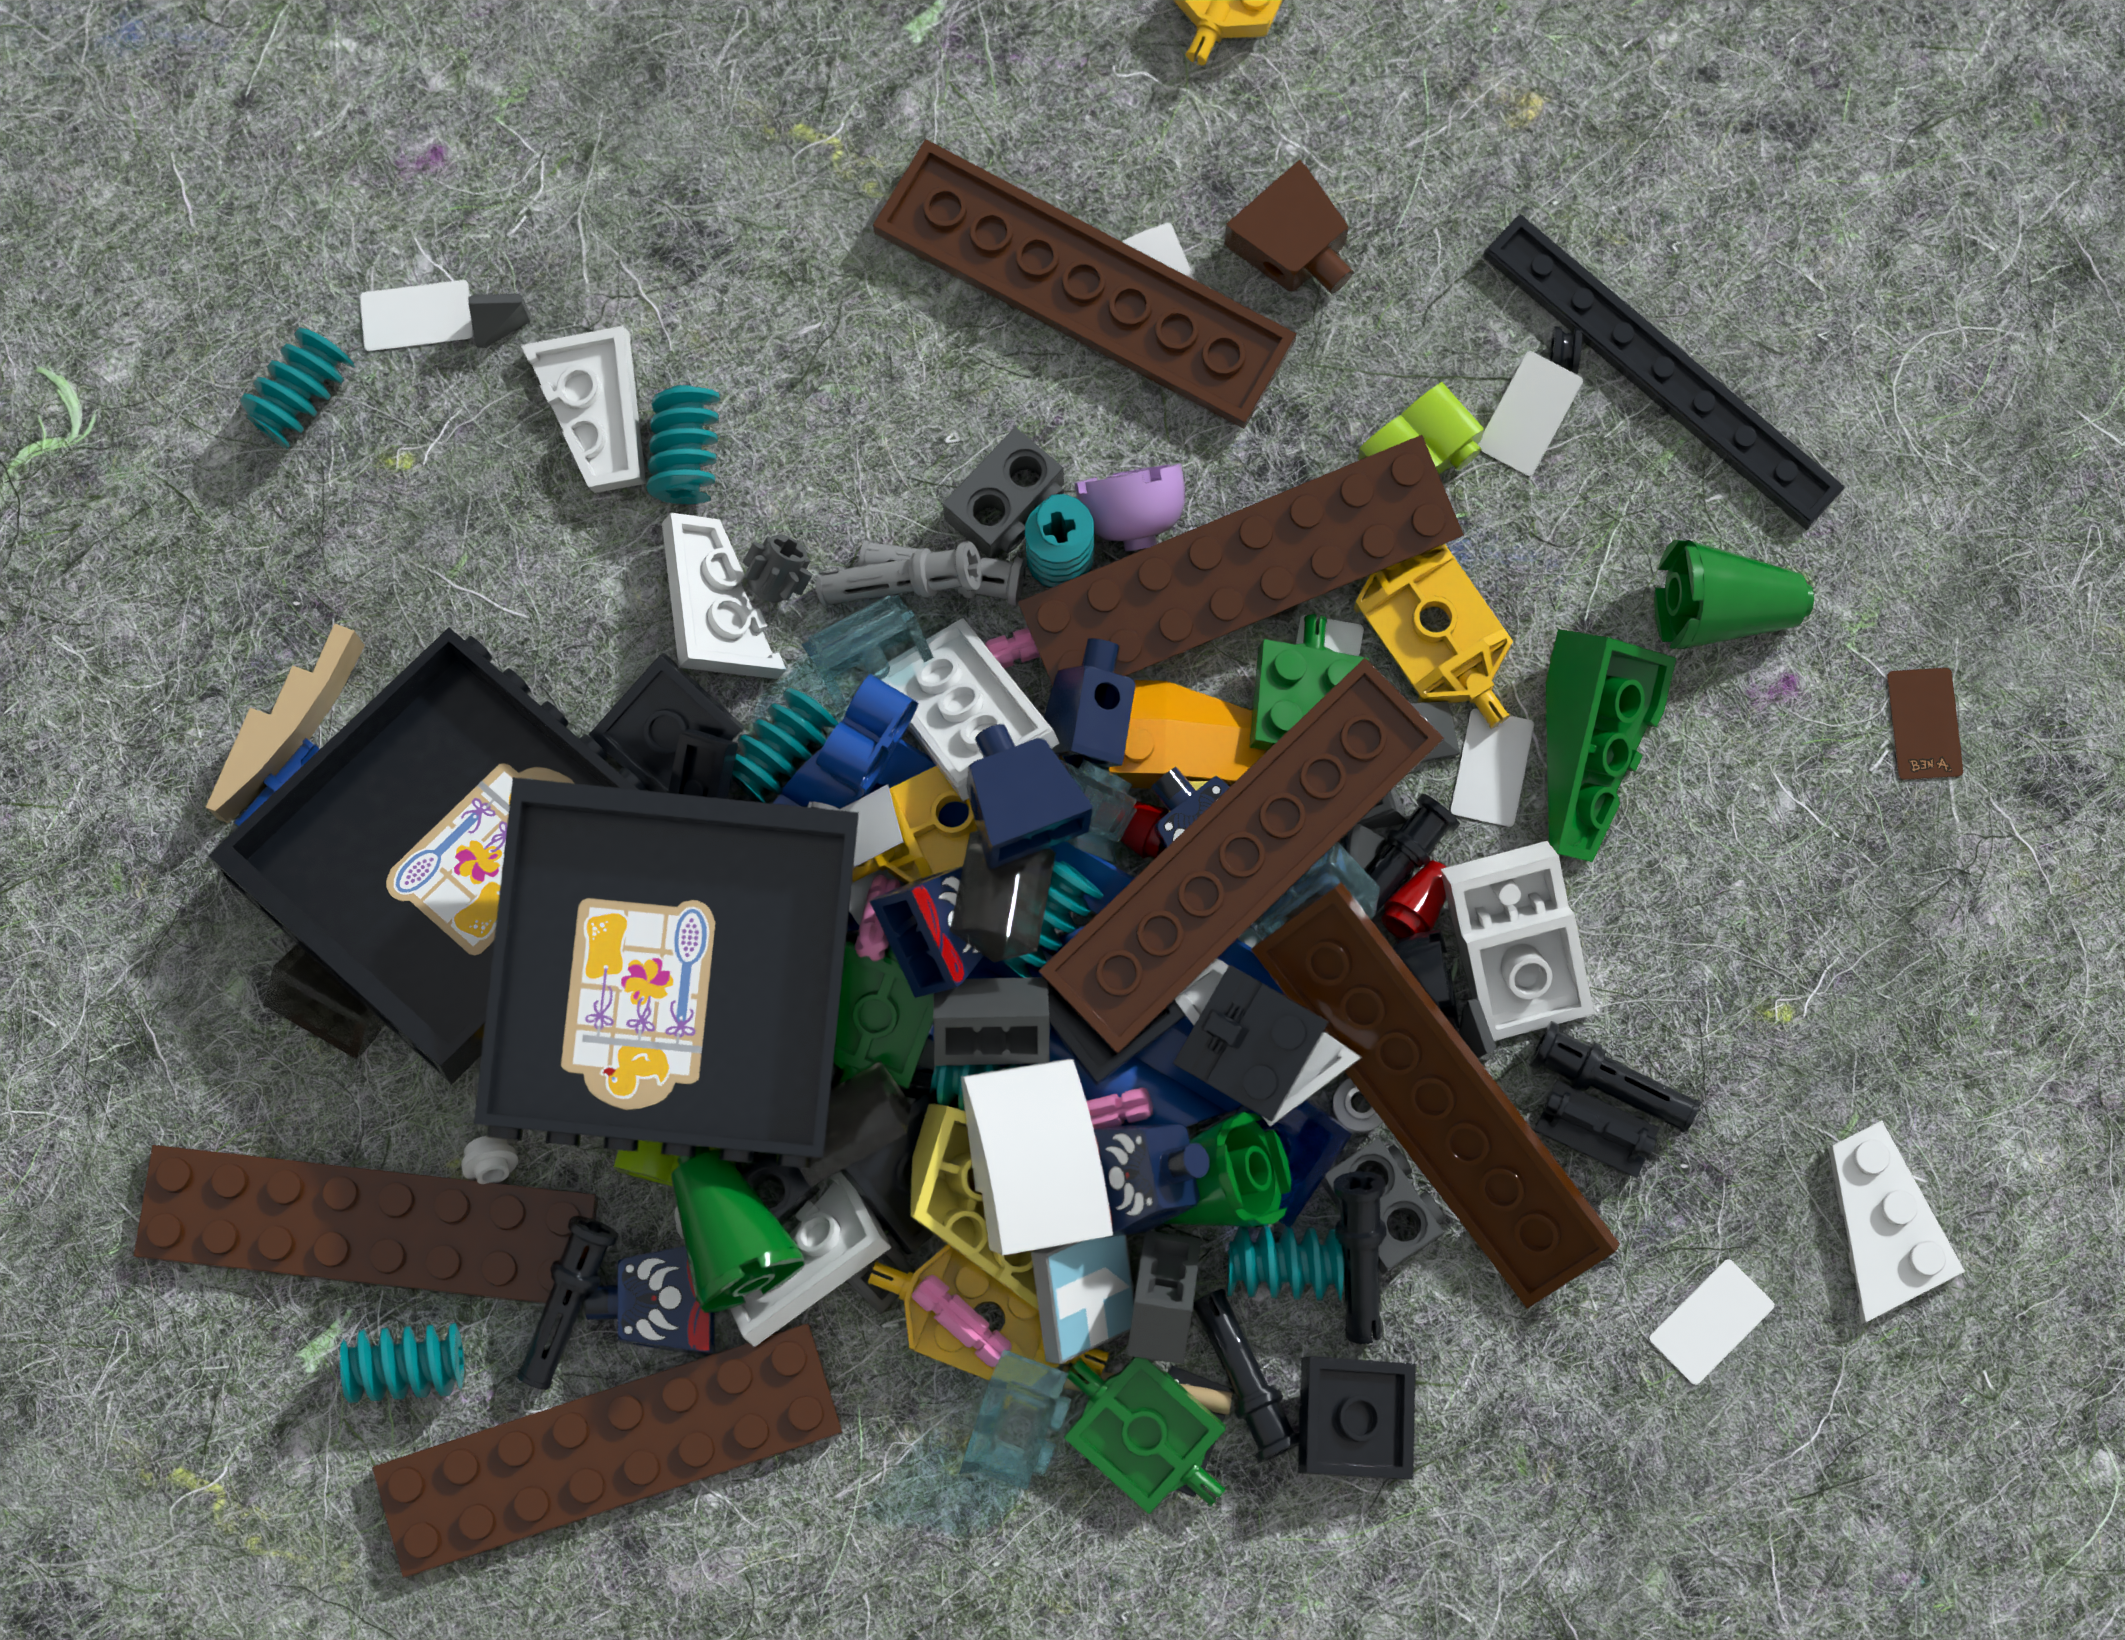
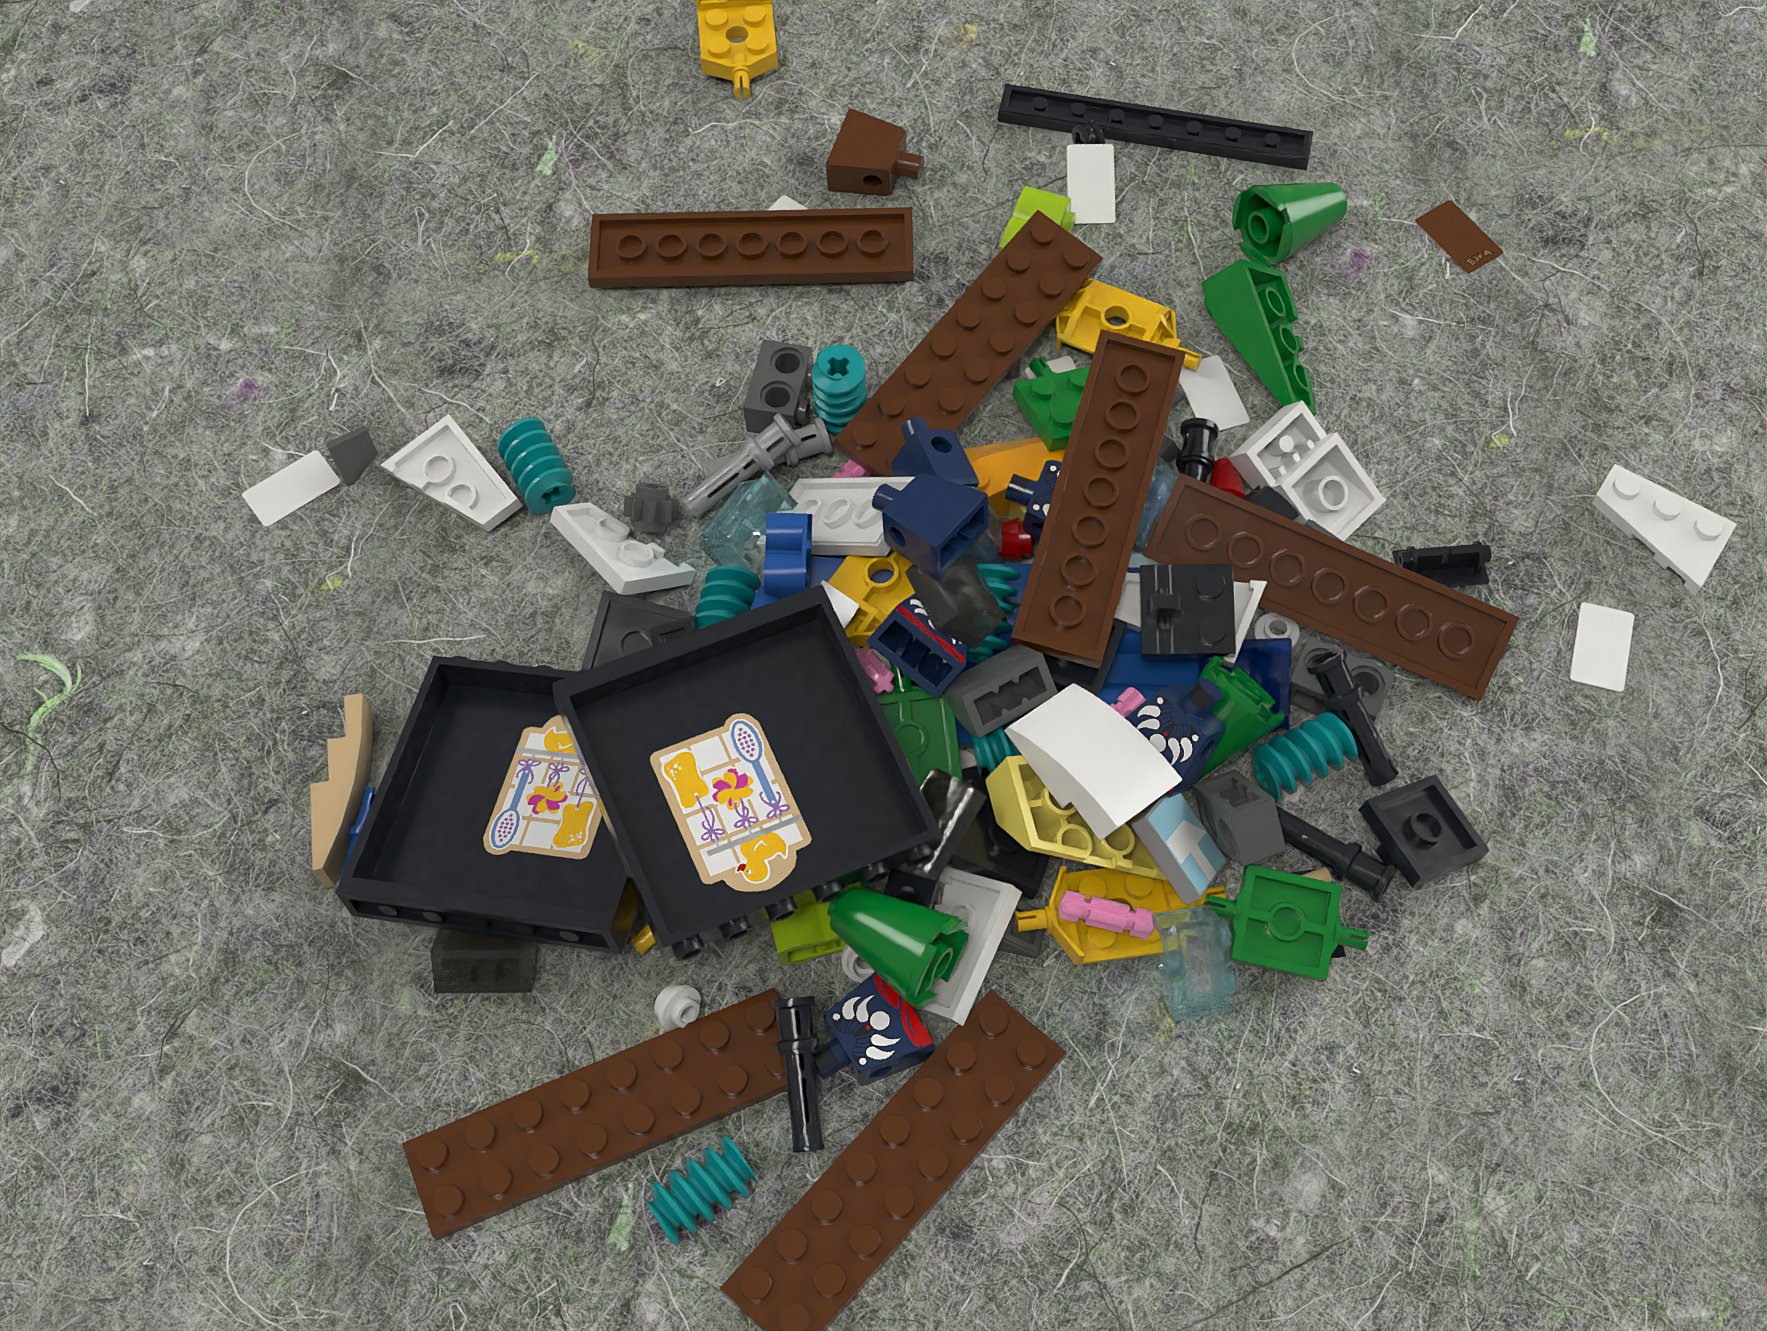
camera: 30 degrees left, 15 degrees down
(294, 385) = (225, 564): teal piece -> none
(1135, 504) = (879, 341): lavender cylinder -> none
(1590, 1067) = (1411, 529): black pin -> none

